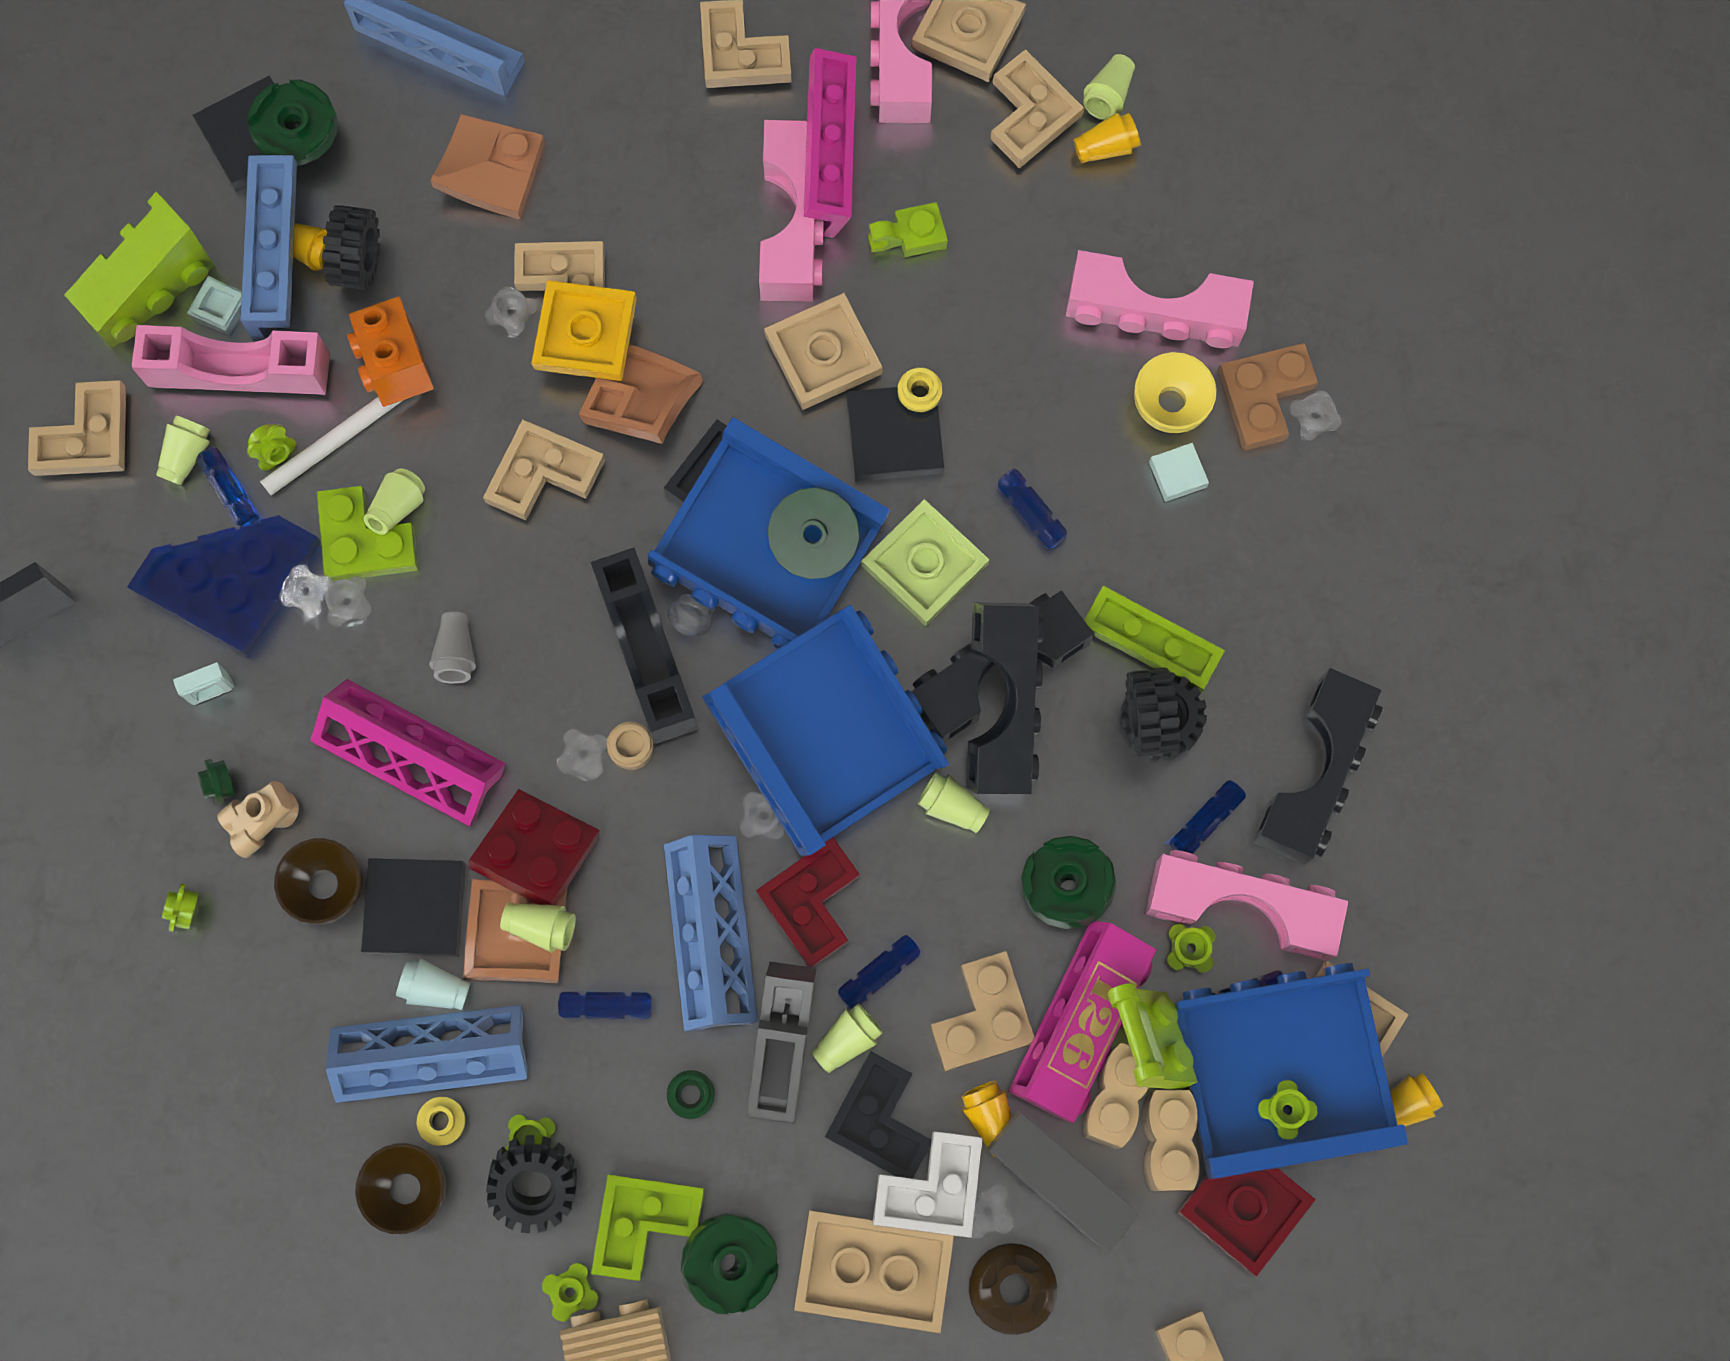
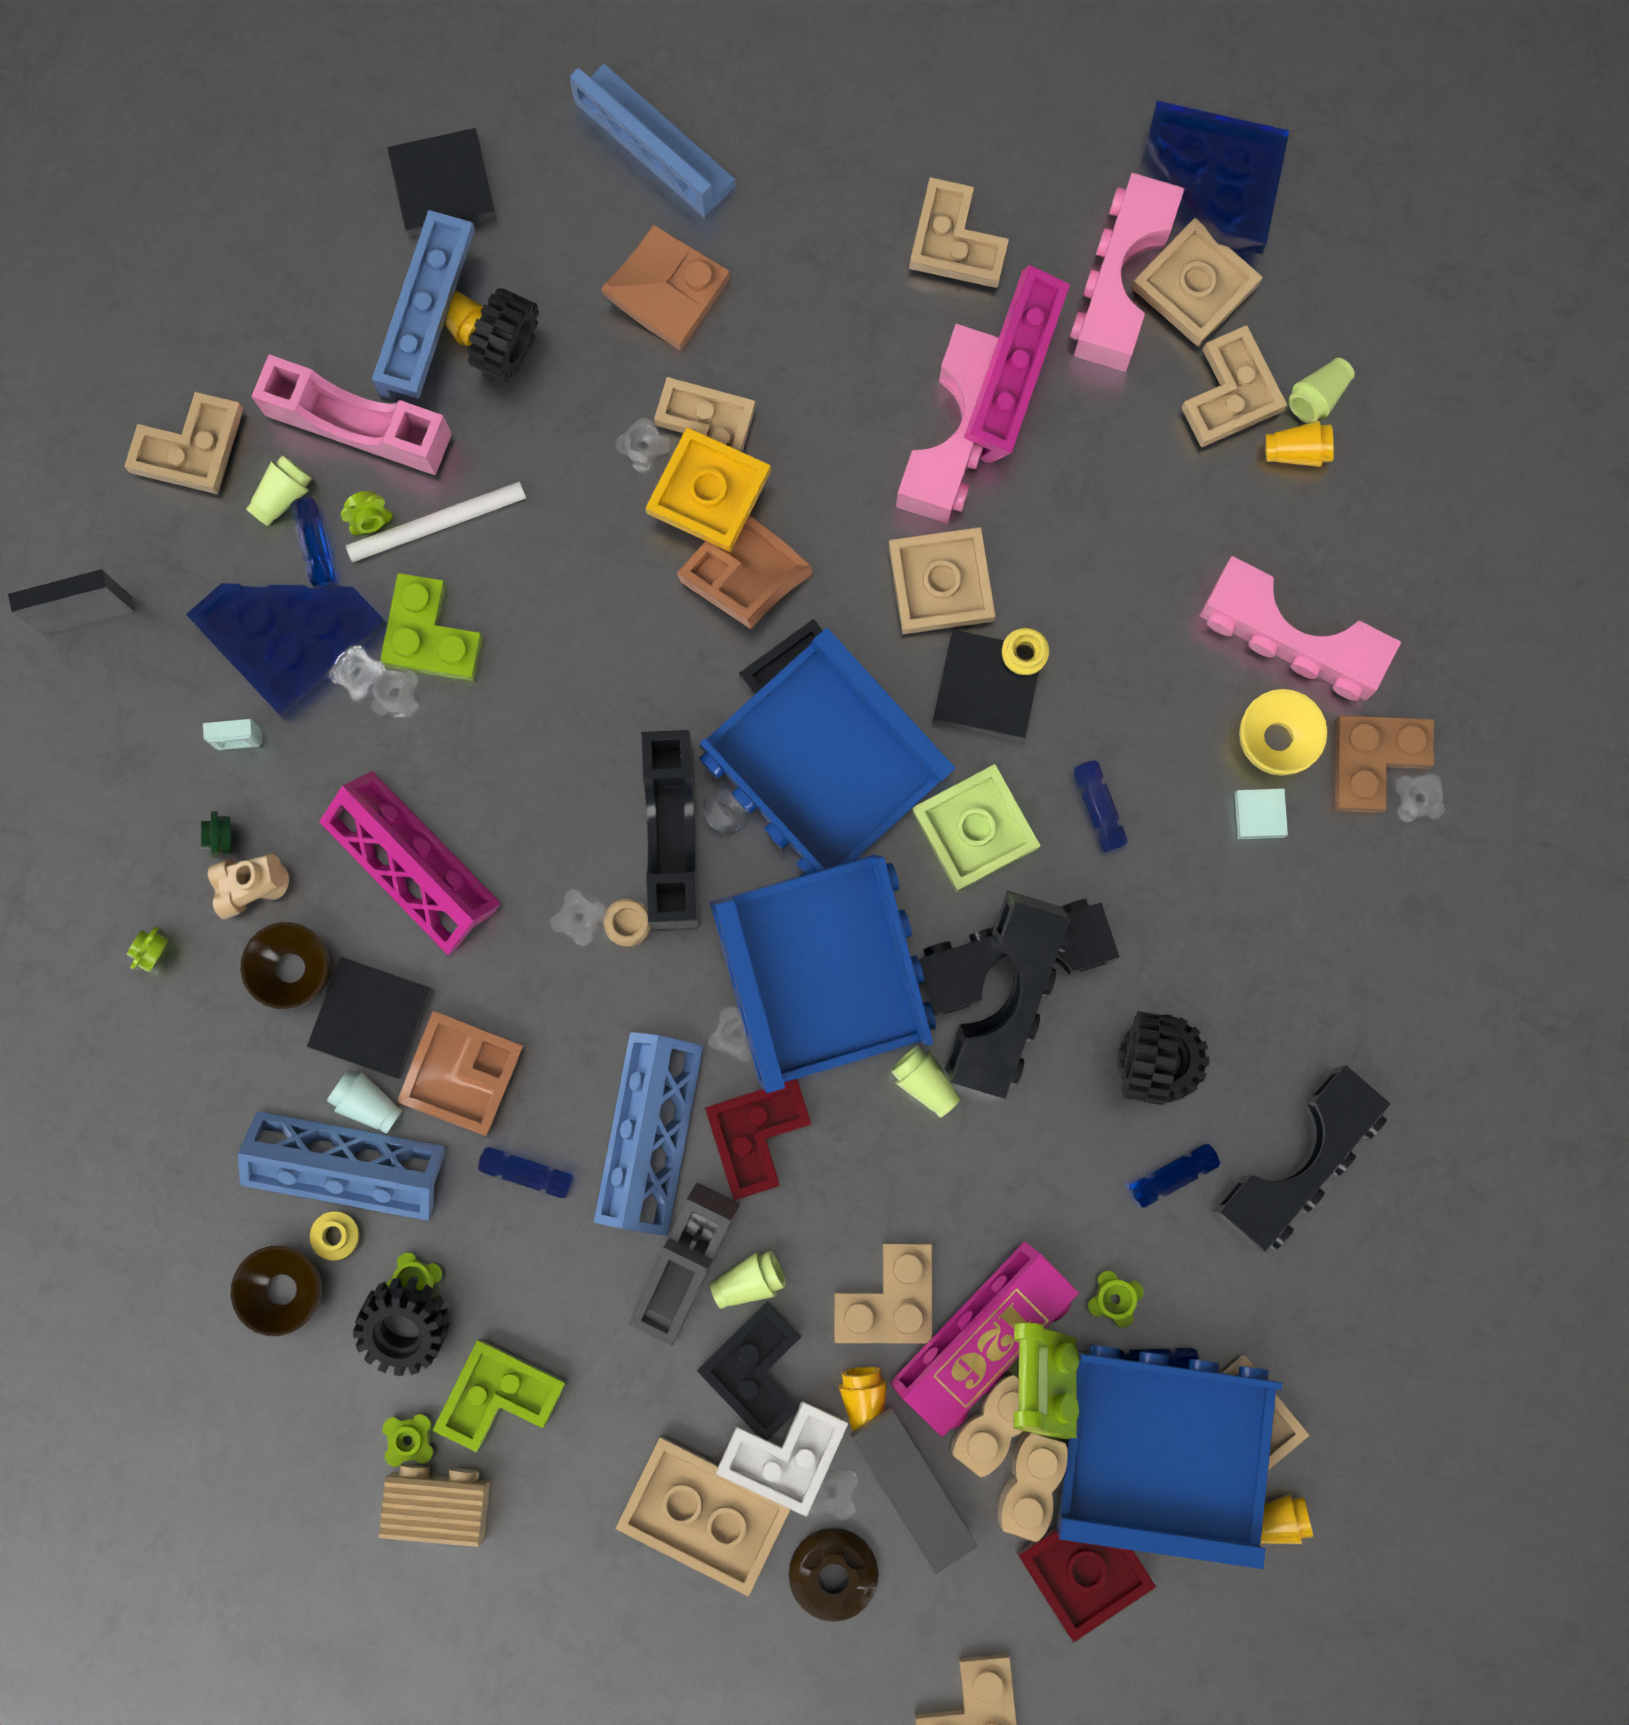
camera: 20 degrees right, 5 degrees up
(141, 275) = (288, 301): lime wedge -> none
(217, 306) = (355, 352): light aqua tile -> none
(290, 103) = (480, 165): dark green plate -> none
(390, 352) = (509, 453): orange brick -> none
(394, 500) = (470, 606): yellowish green cone -> none
(453, 650) = (483, 774): light grey cone -> none
(534, 849) = (502, 999): dark red plate -> none
(539, 458) = (620, 605): tan plate -> none
(541, 925) = (484, 1078): yellowish green cone -> none
(676, 1088) = (565, 1286): dark green plate -> none
(751, 1274) = (576, 1485): dark green plate -> none
(838, 529) = (886, 748): plate -> none
(879, 971) = (800, 1225): clear blue axle -> none
(915, 230) = (1075, 481): lime plate -> none
(1062, 861) = (1015, 1171): dark green plate -> none
(1152, 638) = (1178, 977): lime plate -> none
(1302, 1109) = (1170, 1499): lime plate -> none
(1305, 920) = (1235, 1308): bright pink arch -> none

